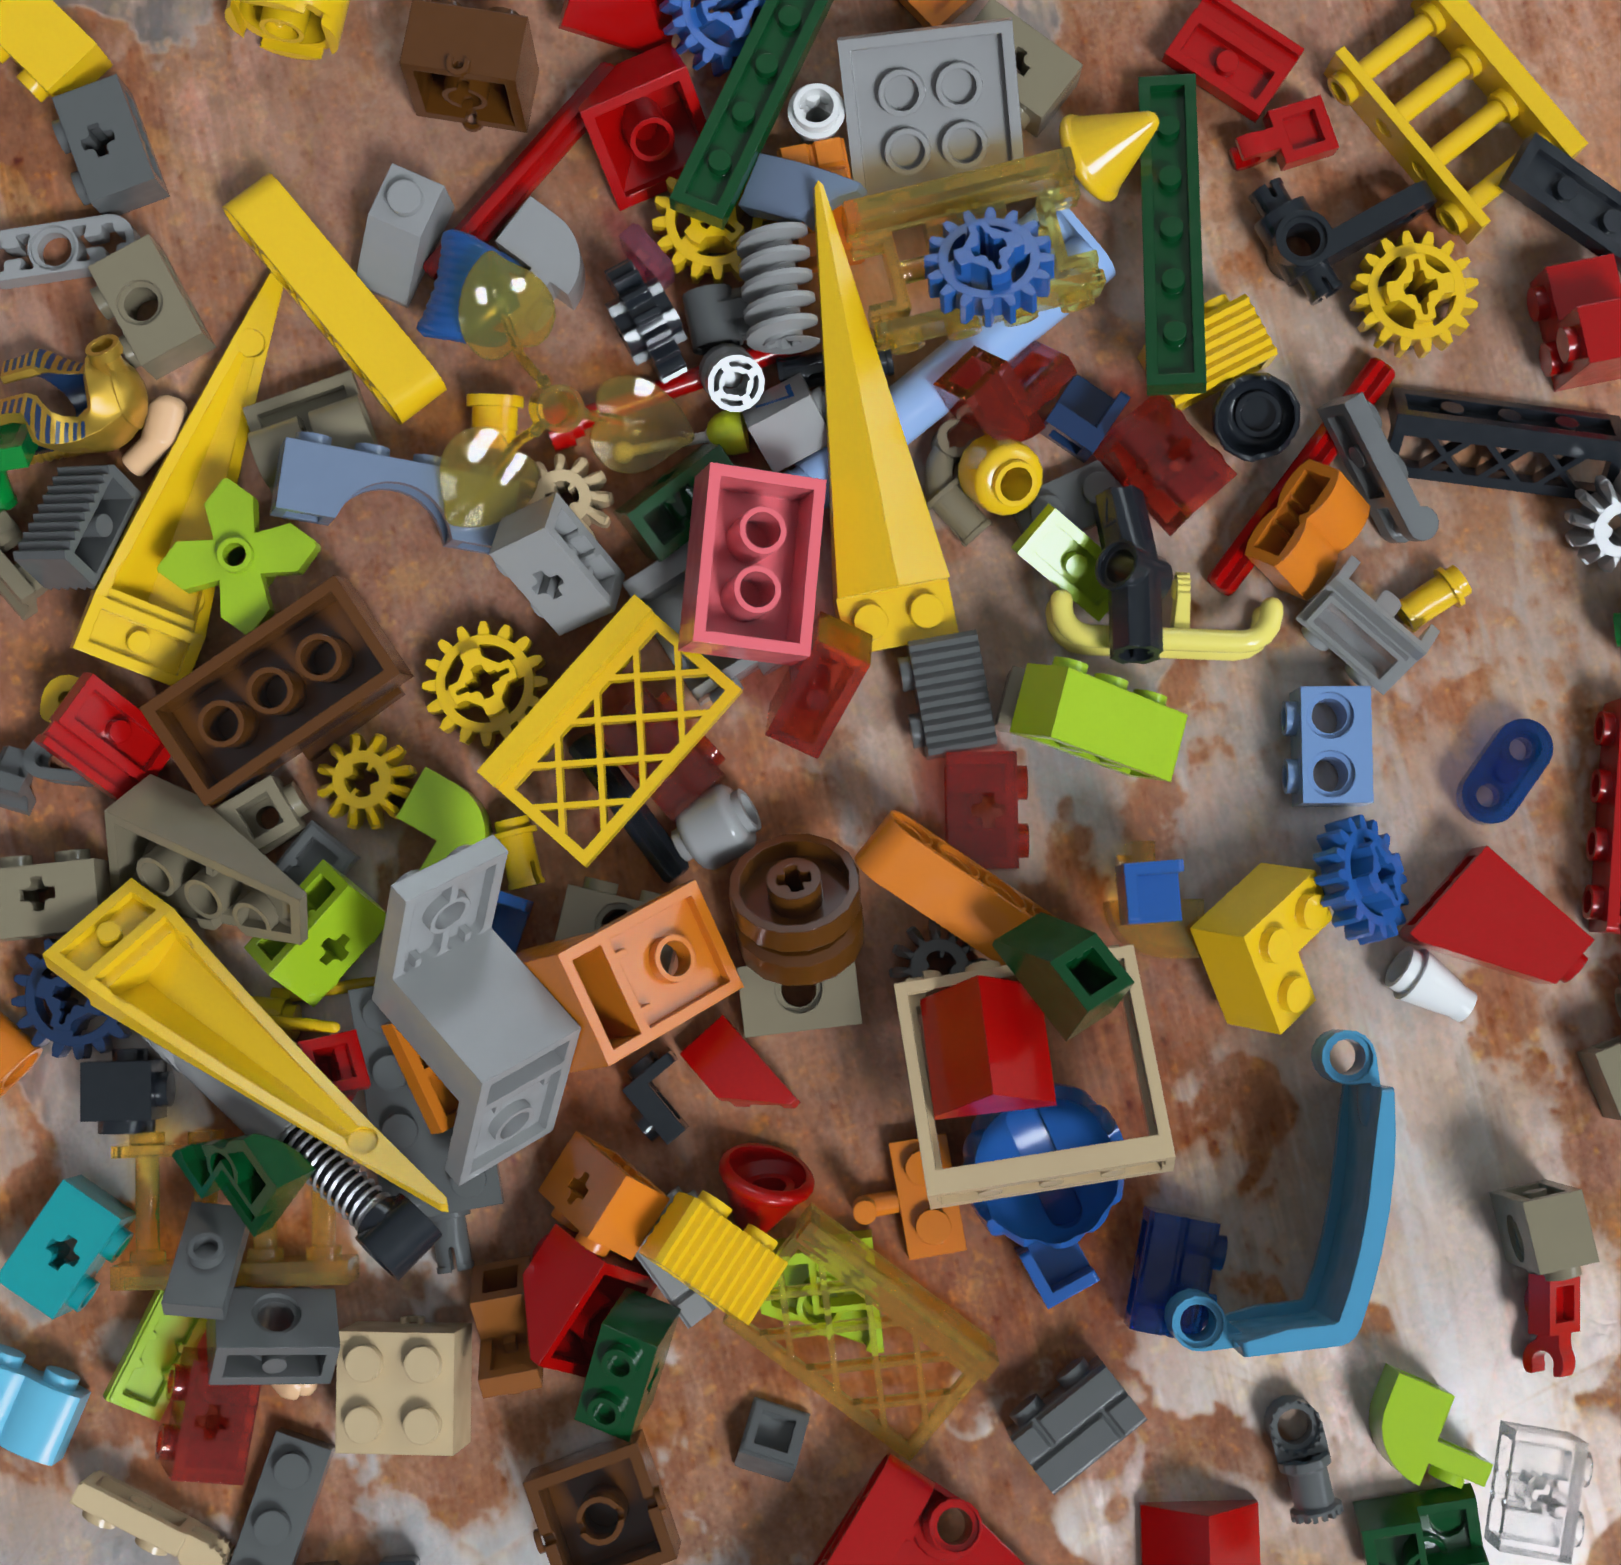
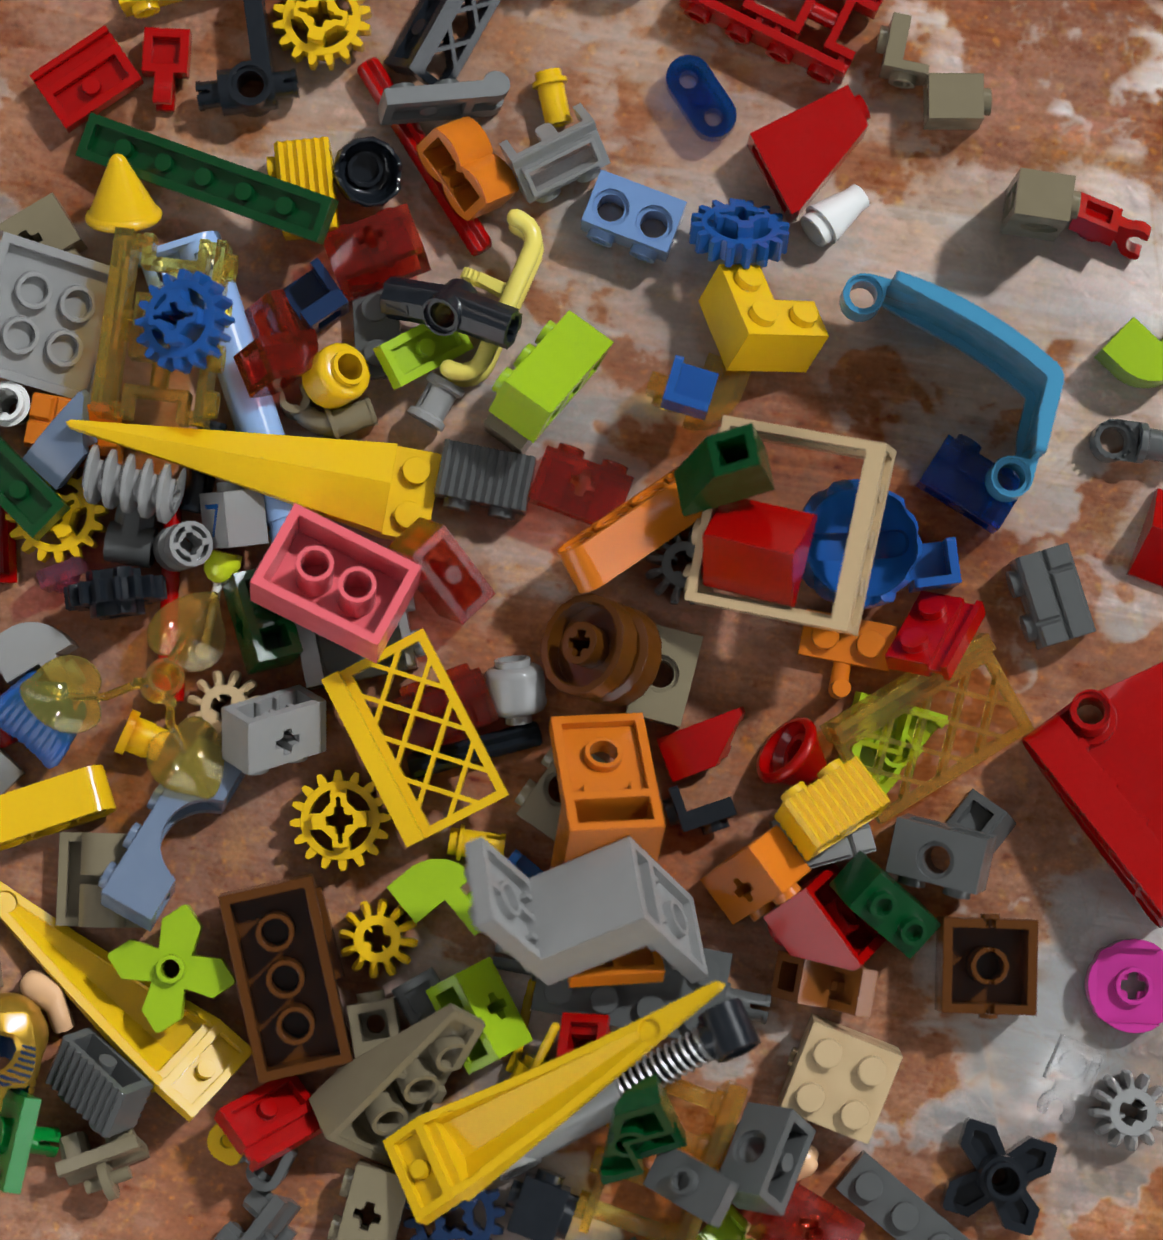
camera: 75 degrees left, 0 degrees up
(732, 1438) = (968, 850): none -> dark grey brick
(972, 1301) = (935, 635): none -> red plate
(1017, 602) = (435, 401): none -> light grey bush

